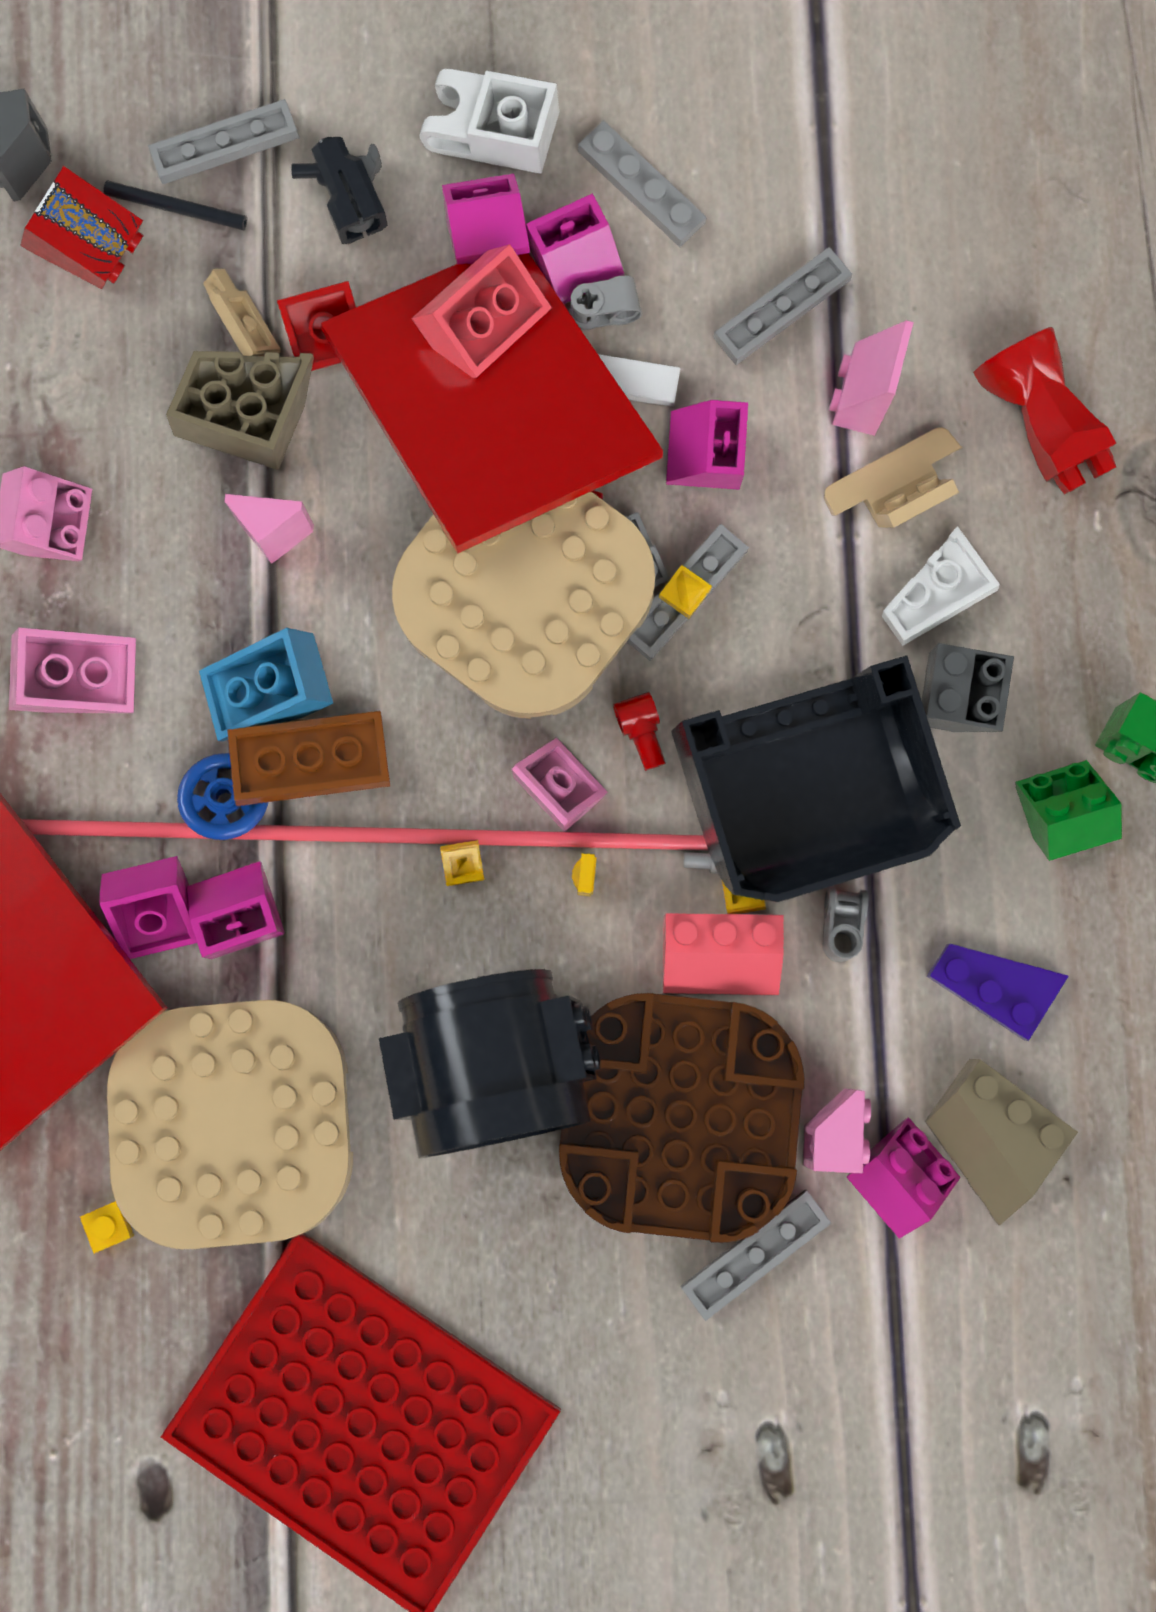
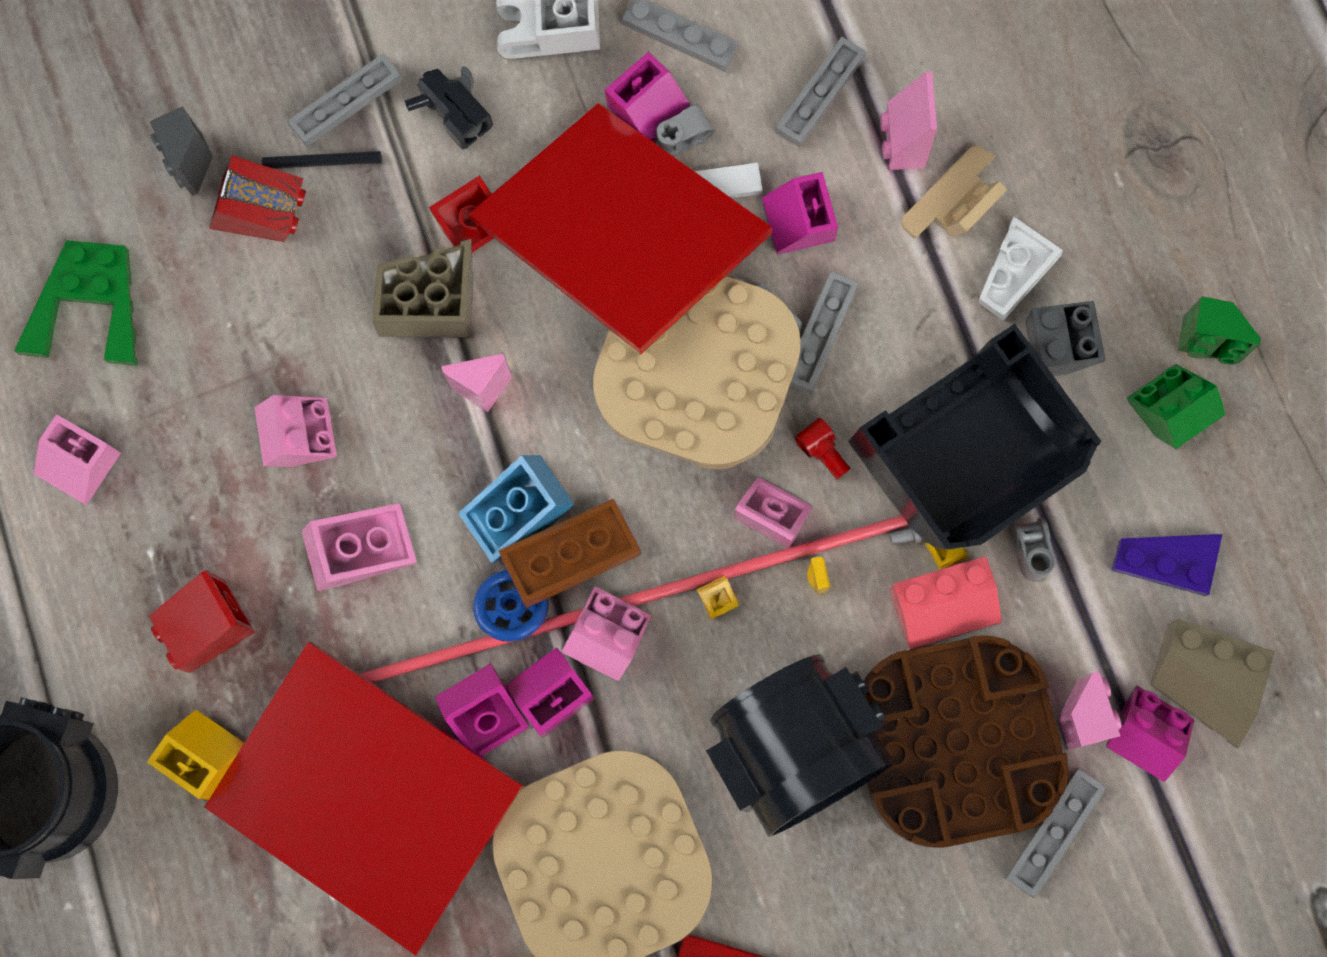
camera: 10 degrees left, 5 degrees down
(240, 315) = (401, 228): tan hinge -> none
(319, 864) = (606, 634): none -> bright pink slope
(483, 311) = (594, 165): coral slope -> none
(484, 217) = (570, 96): dark pink slope -> none
(685, 591) = (822, 331): yellow tile -> none
(1055, 420) = (1060, 113): red hips -> none

